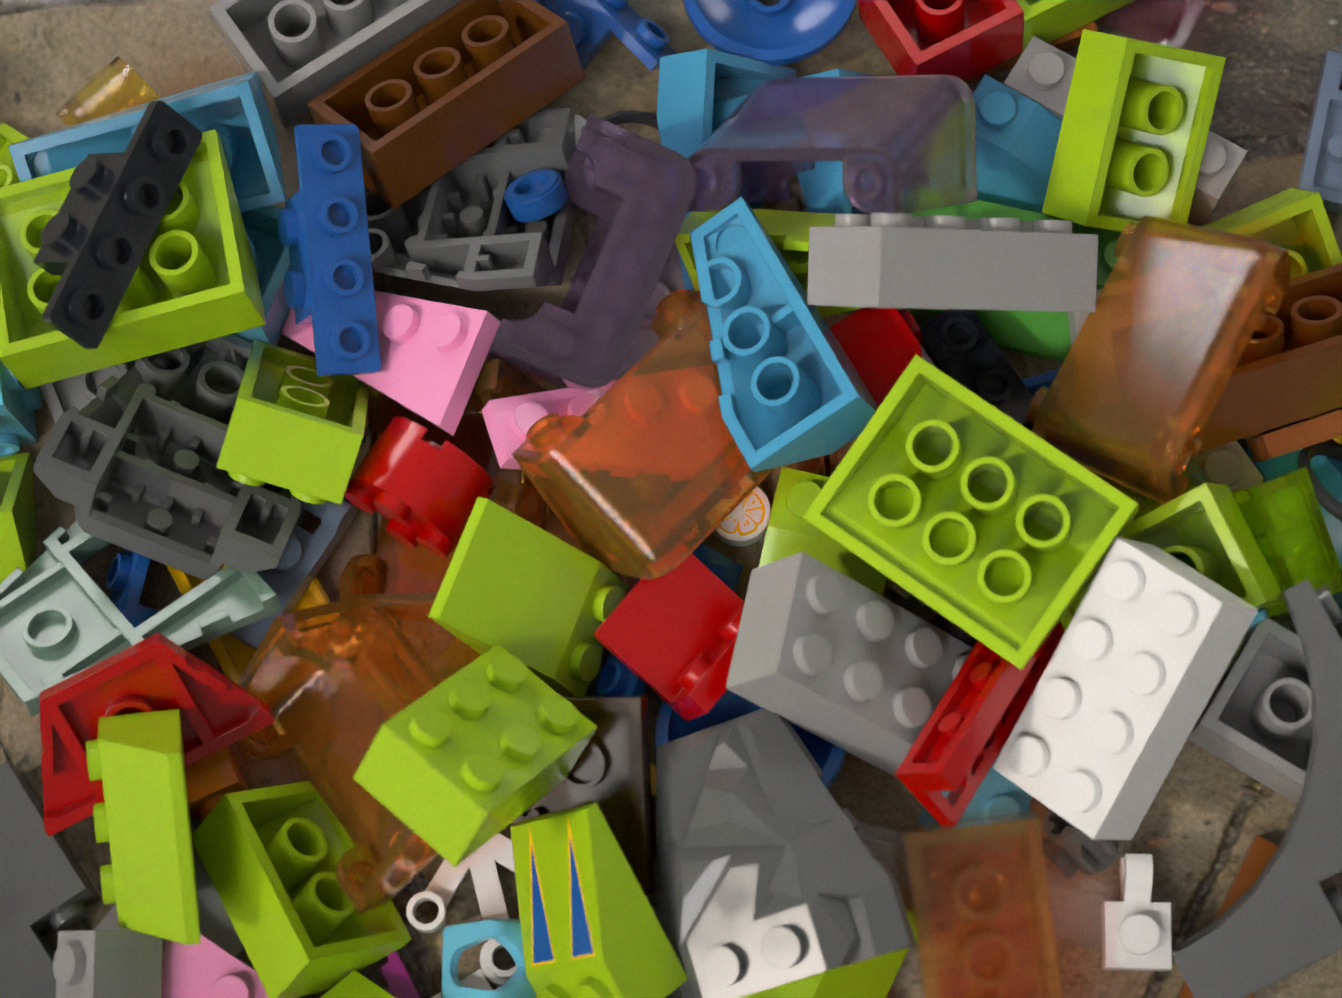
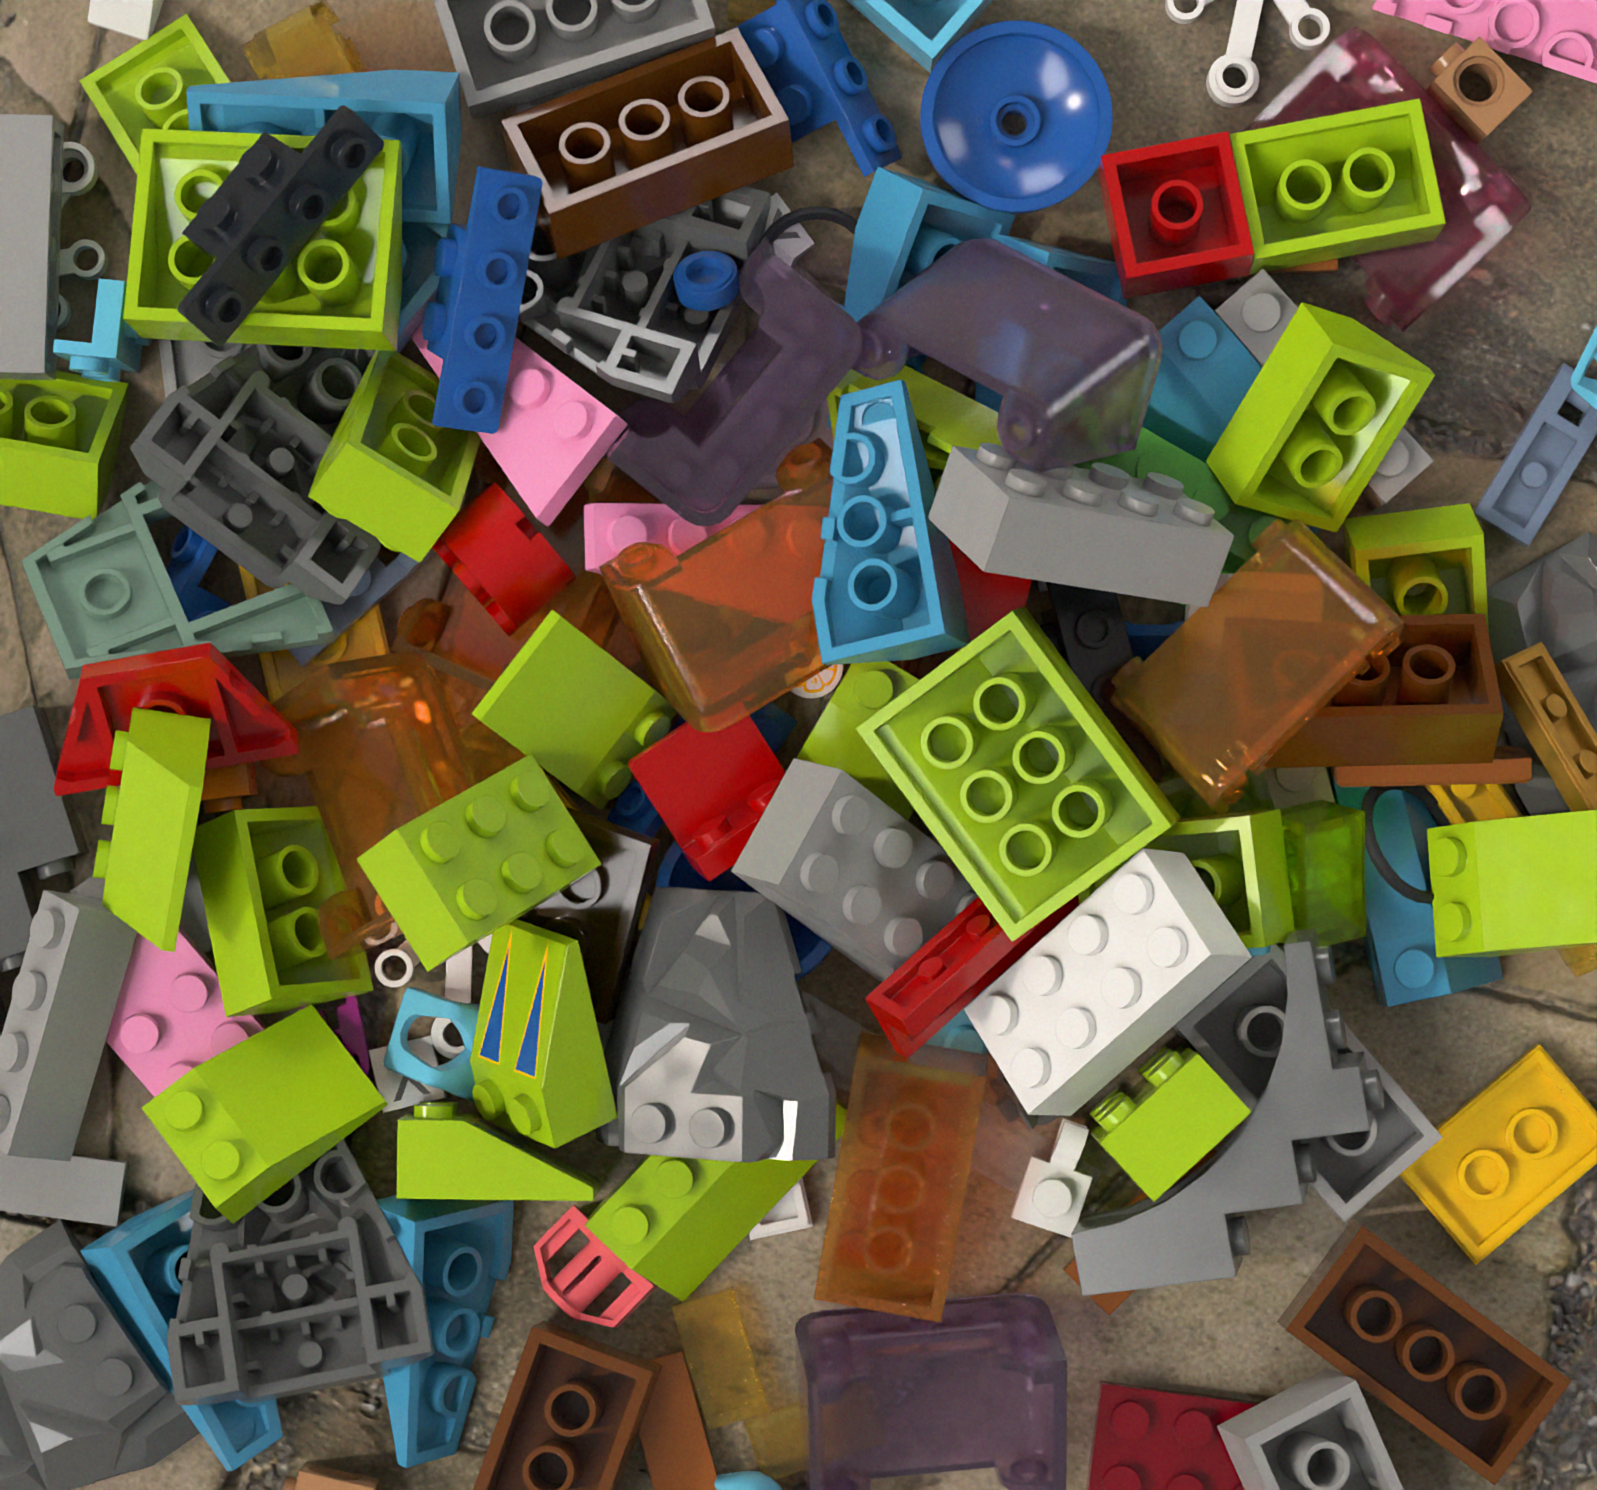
camera: 10 degrees right, 15 degrees up
(1225, 813) = (1166, 1118): none -> lime brick

